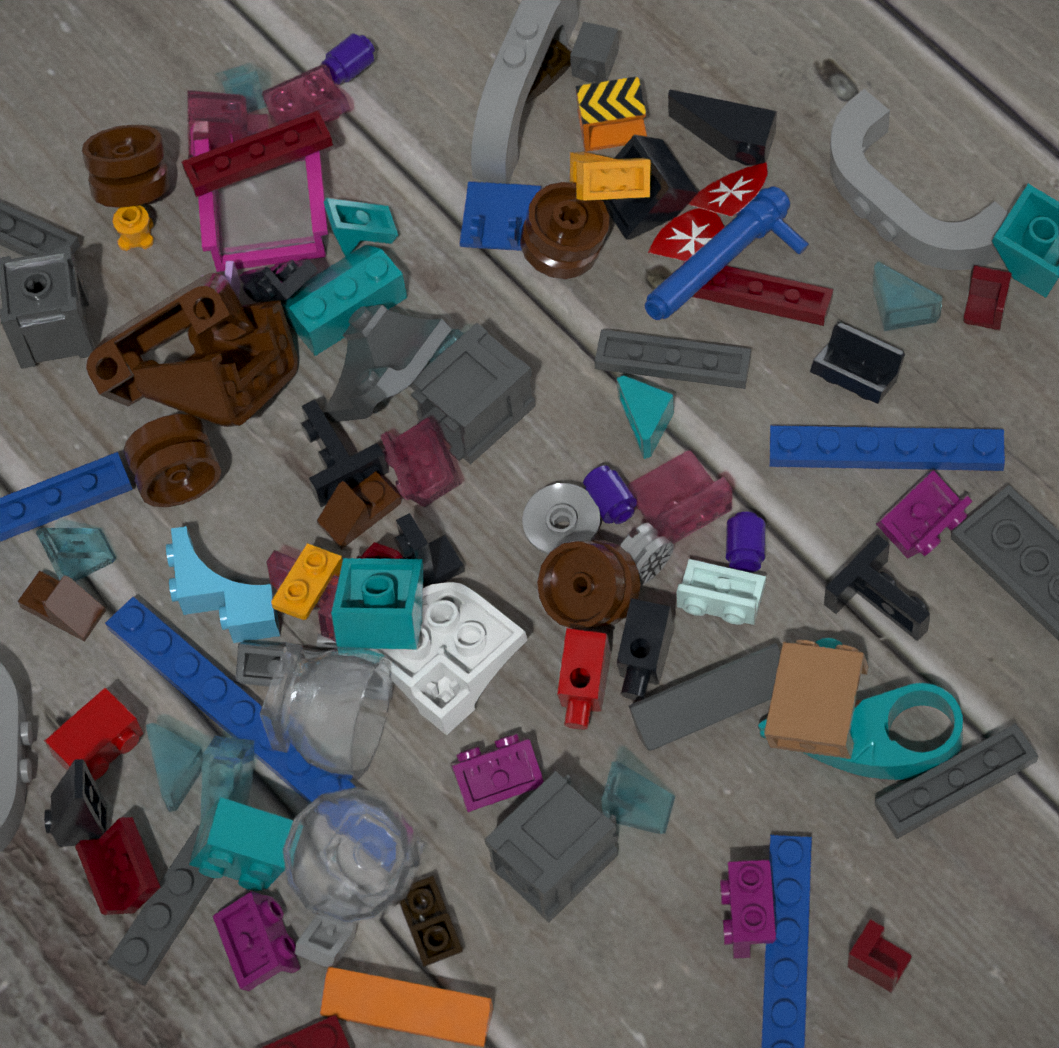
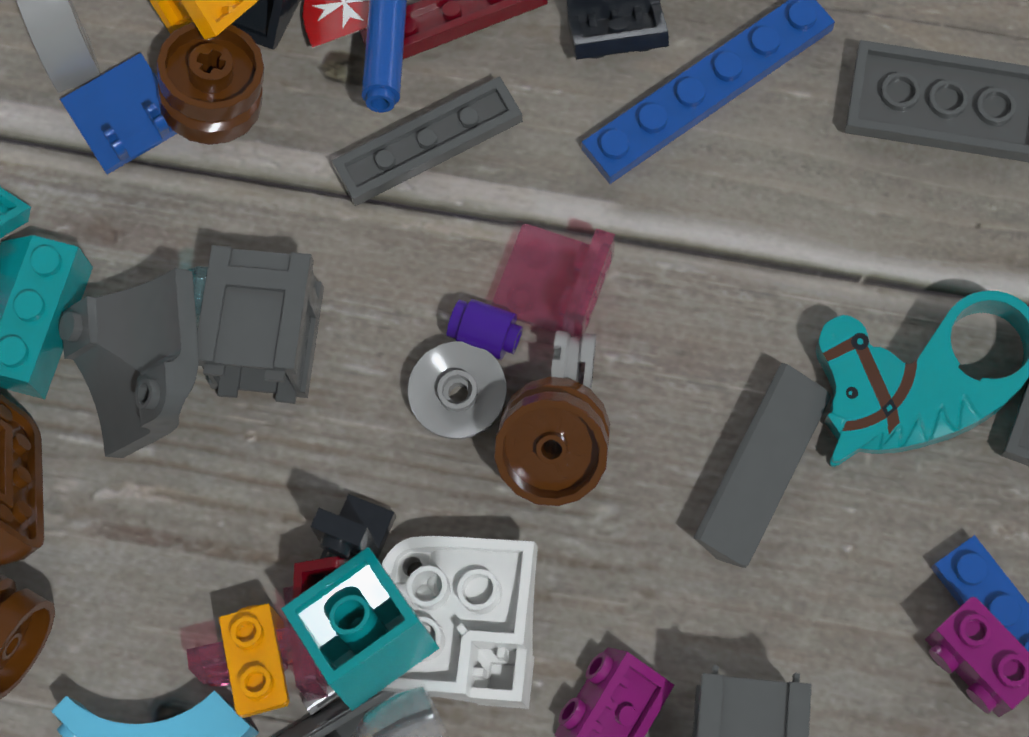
camera: 40 degrees left, 10 degrees up
(334, 457) = (188, 502): black bracket -> none
(357, 509) = (231, 533): reddish brown slope -> none
(421, 463) = (260, 435): clear pink bracket -> none
(583, 662) = (618, 520): red torso -> none
(636, 800) = (778, 631): clear light blue slope -> none
(646, 411) = (446, 215): teal slope -> none
(648, 634) = (653, 444): black torso -> none
(720, 592) = (678, 349): light aqua bracket -> none
(745, 542) = (659, 279): dark purple brick -> none
(815, 699) = (882, 390): medium nougat panel -> none
(878, 589) = (829, 235): black bracket -> none
(923, 515) = (808, 128): magenta bracket -> none

